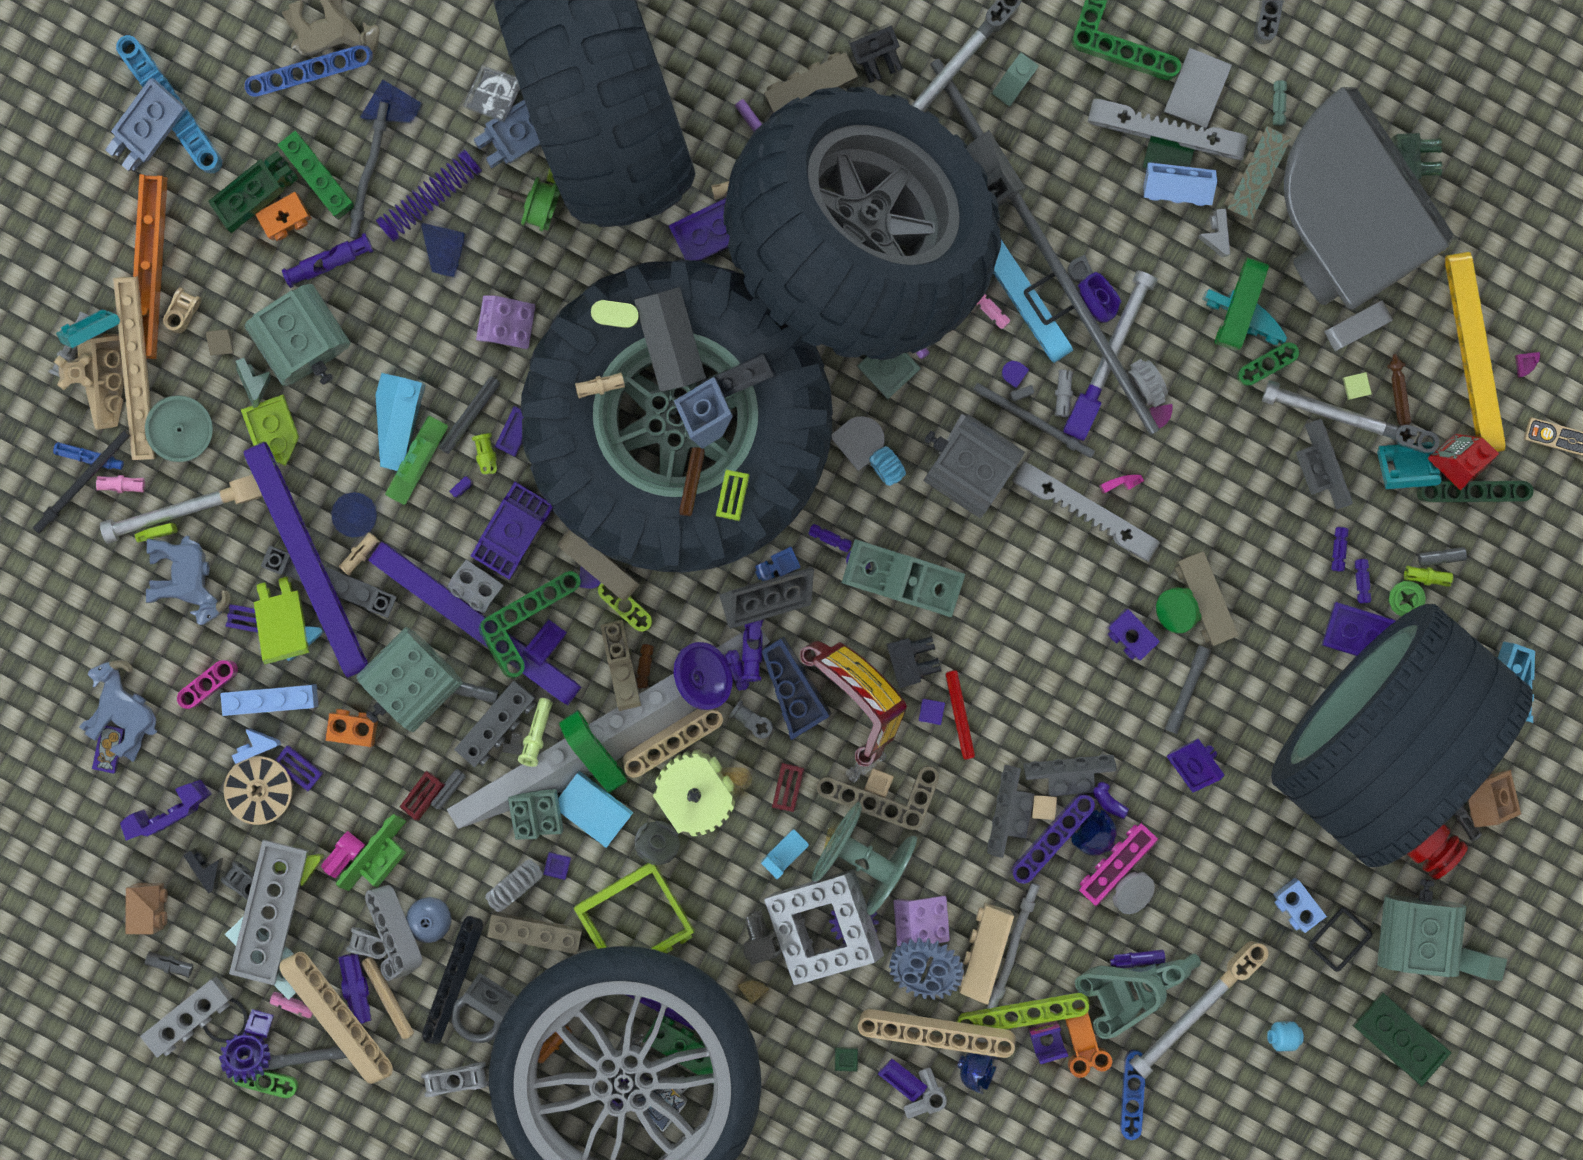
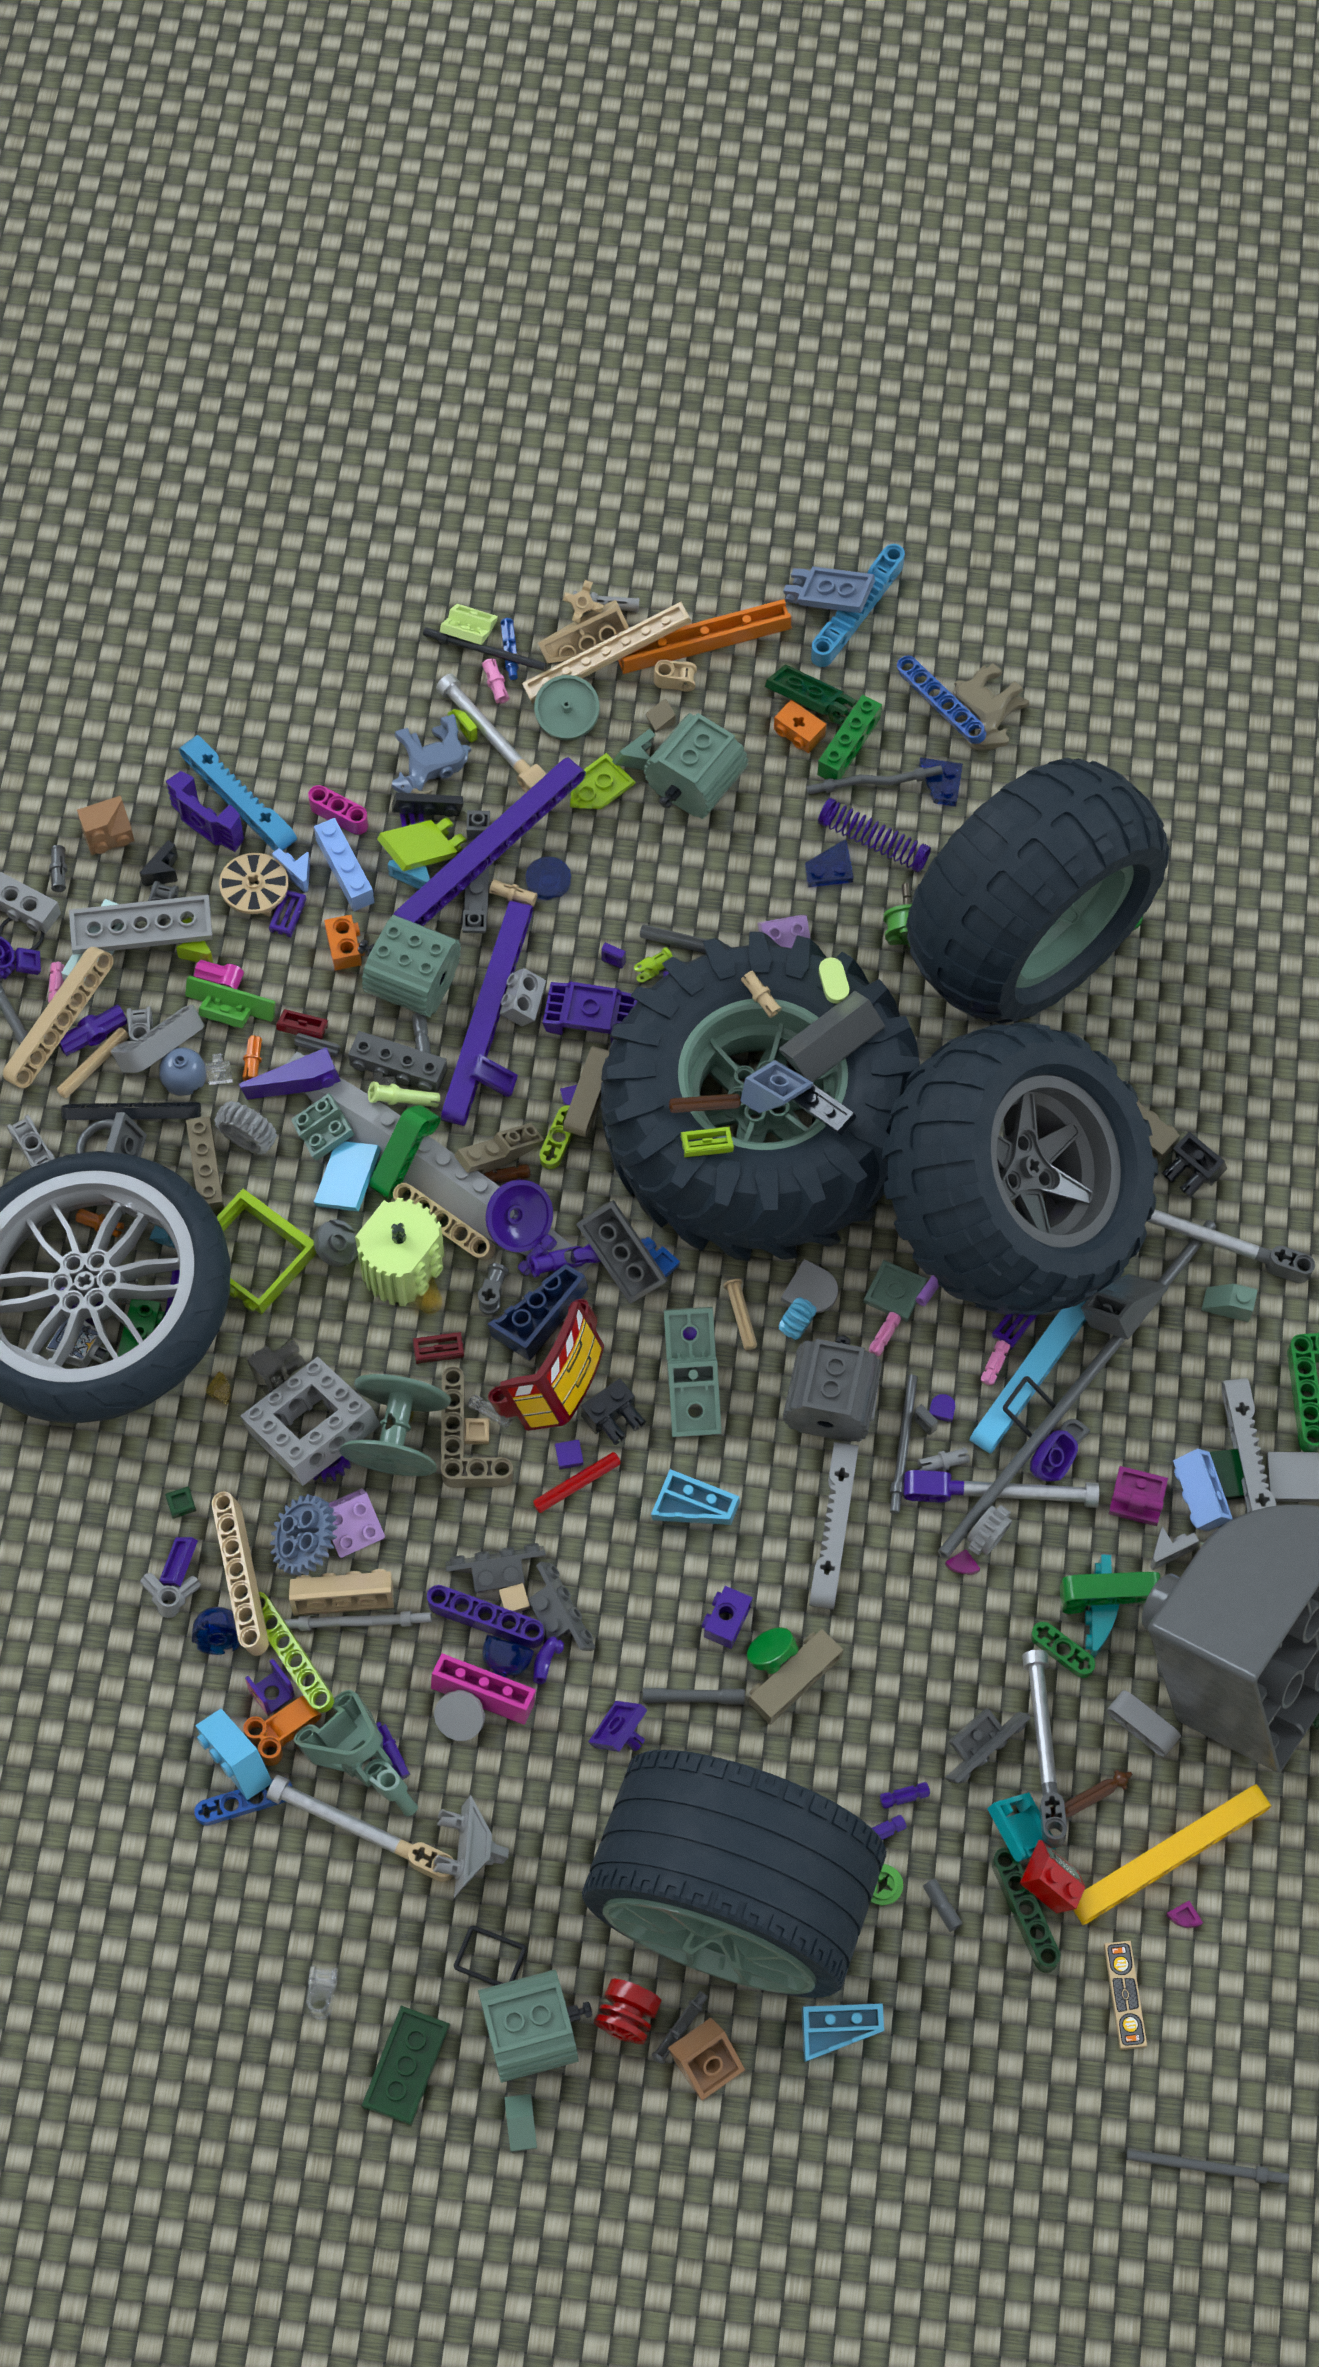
camera: 65 degrees right, 25 degrees down
(46, 486) = (468, 624): none -> yellowish green slope
(87, 328) = (616, 590): teal container -> none
(97, 793) = (260, 819): none -> dark azure gear
(105, 759) = (244, 753): tile -> none
(121, 708) = (286, 750): sand blue animal -> none
(237, 600) = (427, 804): none -> black plate
(337, 256) = (786, 784): dark purple piece -> none
(397, 412) = (661, 881): medium azure wedge -> none
(416, 460) = (622, 910): bright green bracket -> none
(439, 852) = (252, 1057): none -> orange axle
(441, 887) = (219, 1070): none -> clear tile
(480, 808) = (299, 1076): none -> slope
(522, 614) = (511, 1043): green beam -> none
(557, 865) = (278, 1167): dark purple tile -> none
(784, 853) = (363, 1363): medium azure bracket -> none
(830, 538) = (704, 1290): dark purple axle -> none
(860, 511) = (741, 1313): none -> tan axle
(926, 393) = (885, 1333): none -> bright pink axle
(1021, 622) = (694, 1502): none -> medium azure wedge
(1094, 1093) = (234, 1753): none -> medium azure wedge
(1129, 482) = (875, 1542): dark pink slope -> none
(1160, 240) = (1138, 1496): none -> magenta plate
(1251, 921) = (474, 1845): none -> light grey connector
(1285, 1036) = (364, 1933): medium azure head -> none
(1303, 902) = (515, 1896): light blue brick -> none
(1314, 1086) = (321, 1986): none -> clear piece
(1357, 386) = (1081, 1748): yellowish green tile -> none
(1428, 576) = (915, 1897): lime pin -> none

